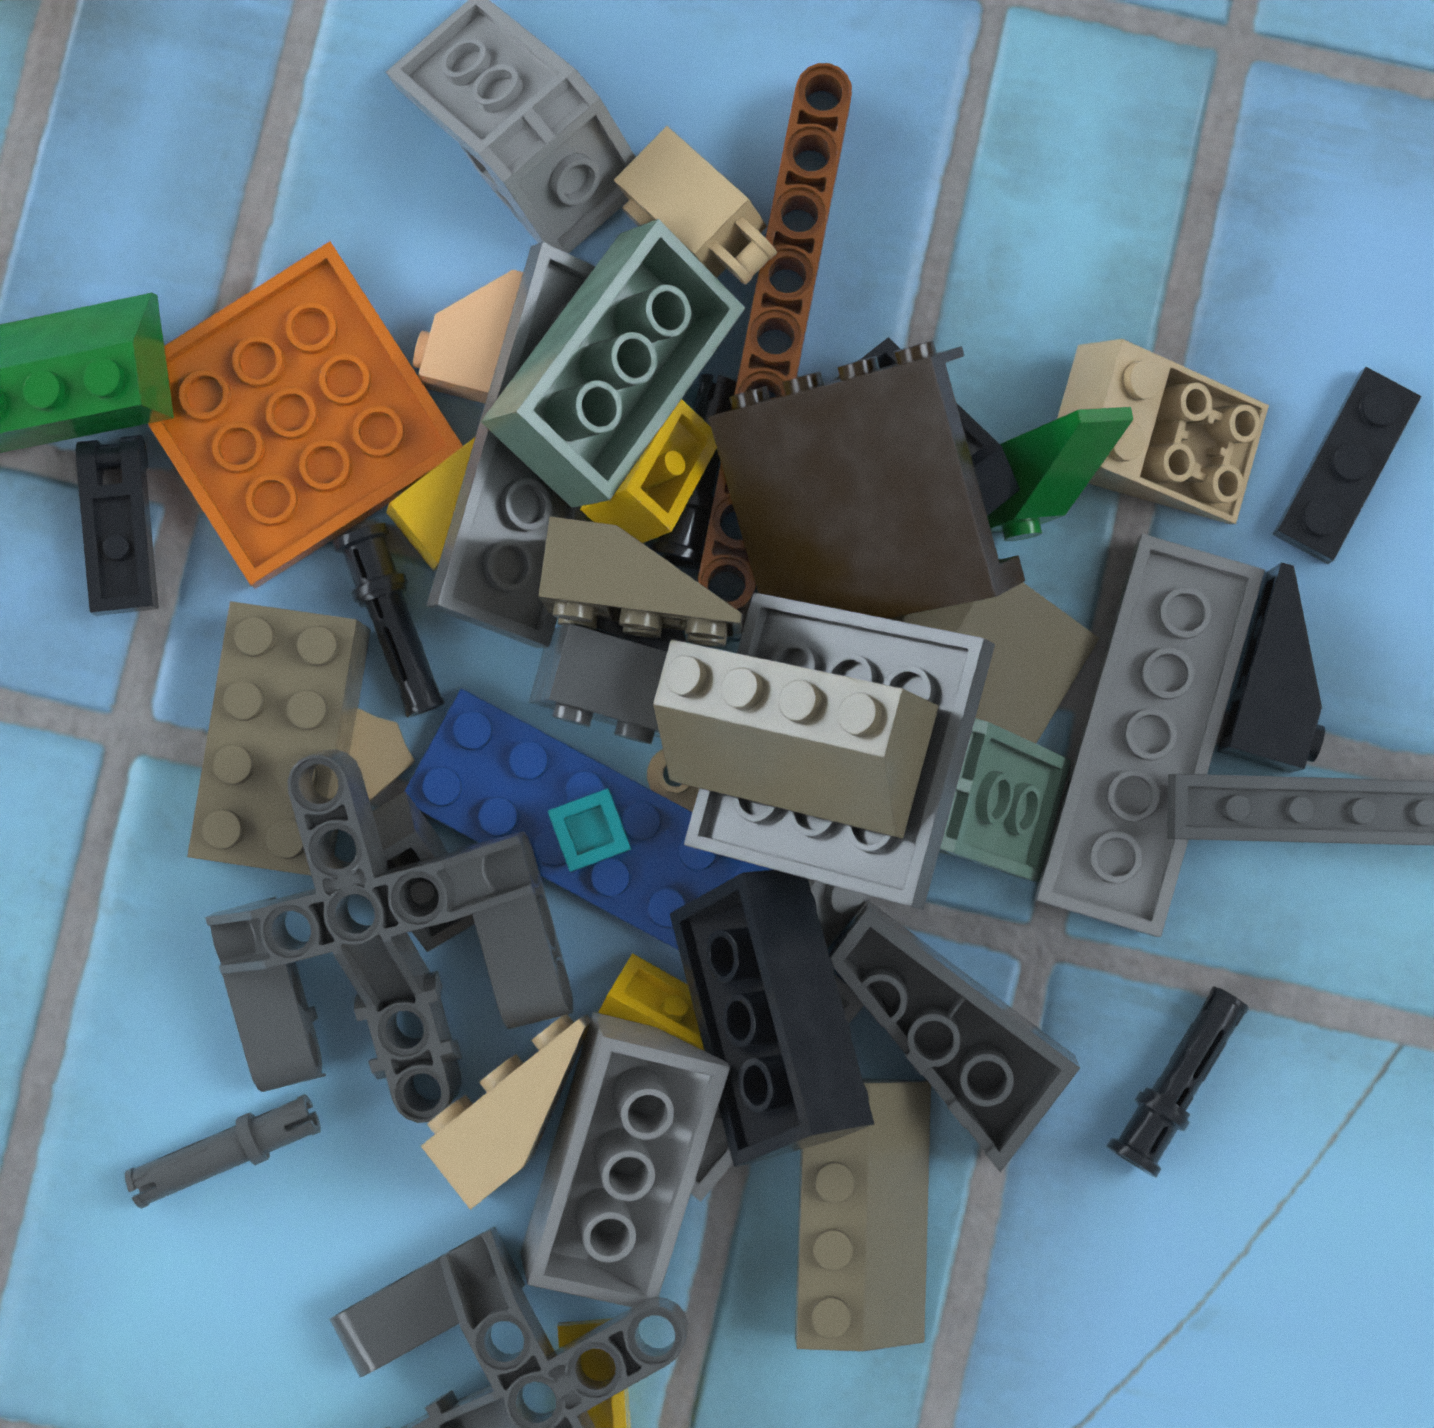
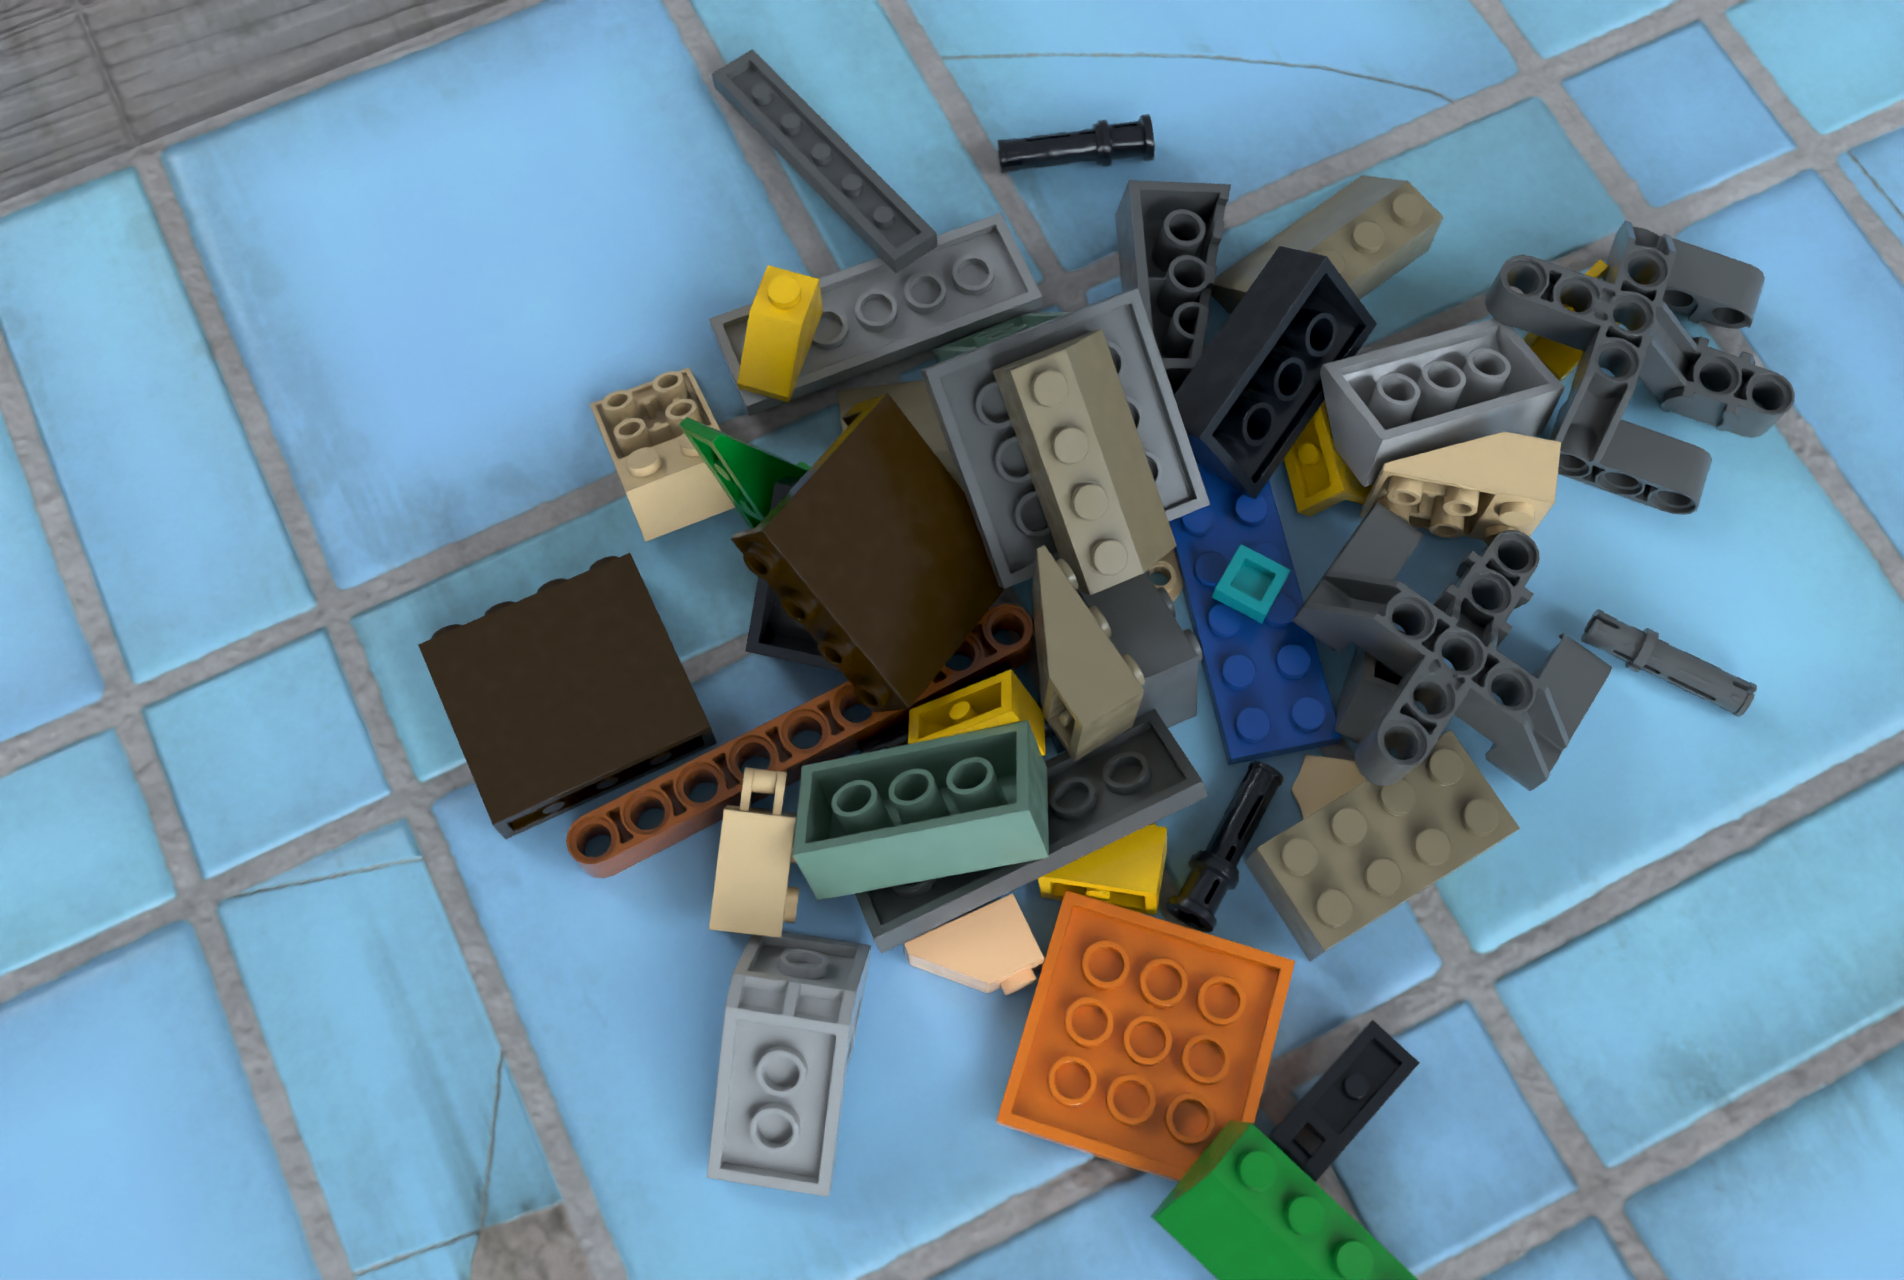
camera: 135 degrees left, 15 degrees down
(987, 169) = (566, 695): none -> dark brown panel
(1184, 608) = (779, 332): none -> yellow slope
(1277, 688) = (797, 241): black slope -> none
(1346, 465) = (593, 329): black plate -> none

